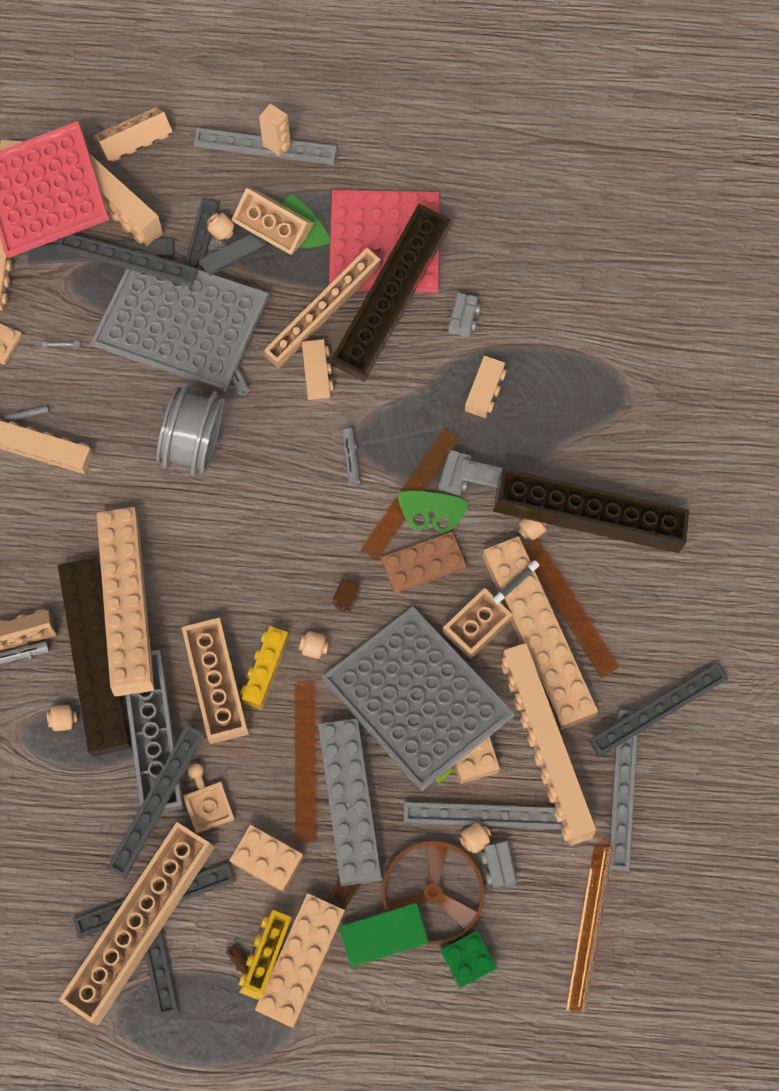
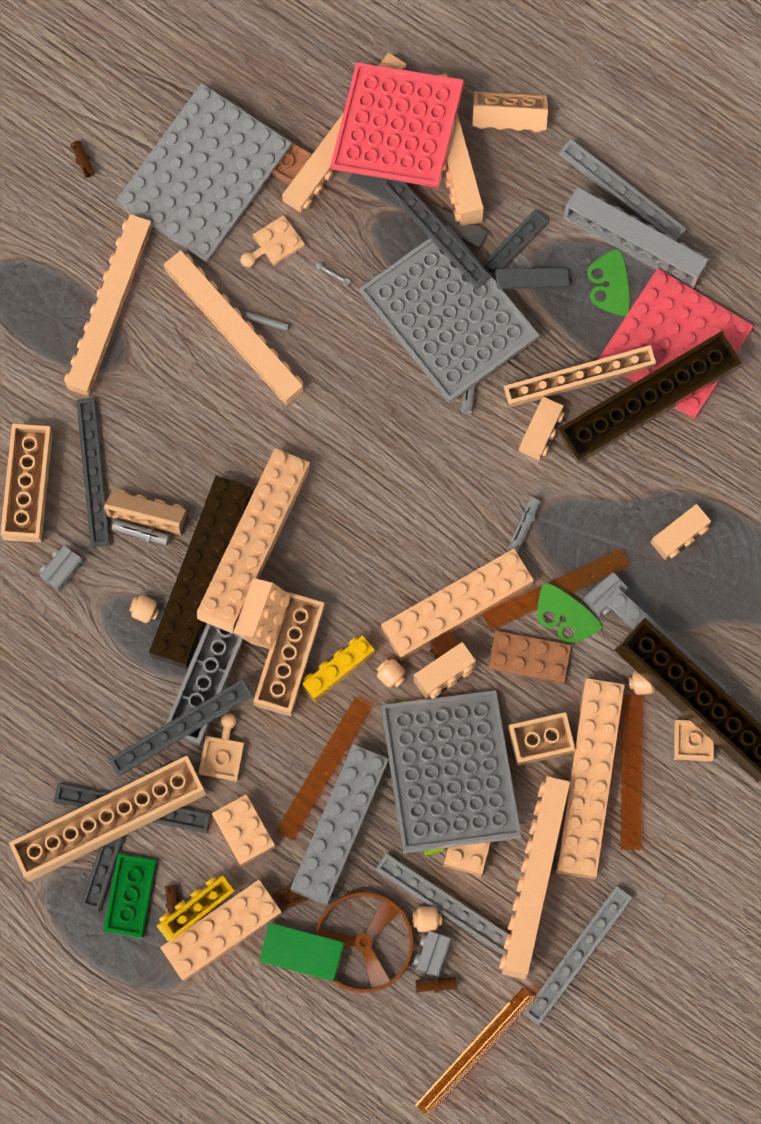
camera: 30 degrees right, 5 degrees up
(170, 657) = (262, 613): none -> light nougat brick
(190, 430) = (395, 423): light grey wheel -> none
(198, 980) = (130, 895): none -> green tile
(220, 226) = (535, 246): light nougat head -> none
(272, 221) = (584, 267): light nougat slope -> none
(275, 130) = (635, 186): light nougat brick -> none
(298, 173) = (635, 237): none -> light grey brick
(334, 554) = (457, 604): none -> light nougat brick
(360, 615) = (445, 671): none -> light nougat brick
(463, 315) = (703, 454): light grey brick -> none
(468, 959) = (358, 1015): green brick -> none
(515, 582) = (595, 723): dark grey bar -> none
(518, 891) = (435, 984): none -> reddish brown pin
(603, 552) = (691, 742): none -> light nougat plate
(657, 709) = (651, 906): dark grey tile -> none

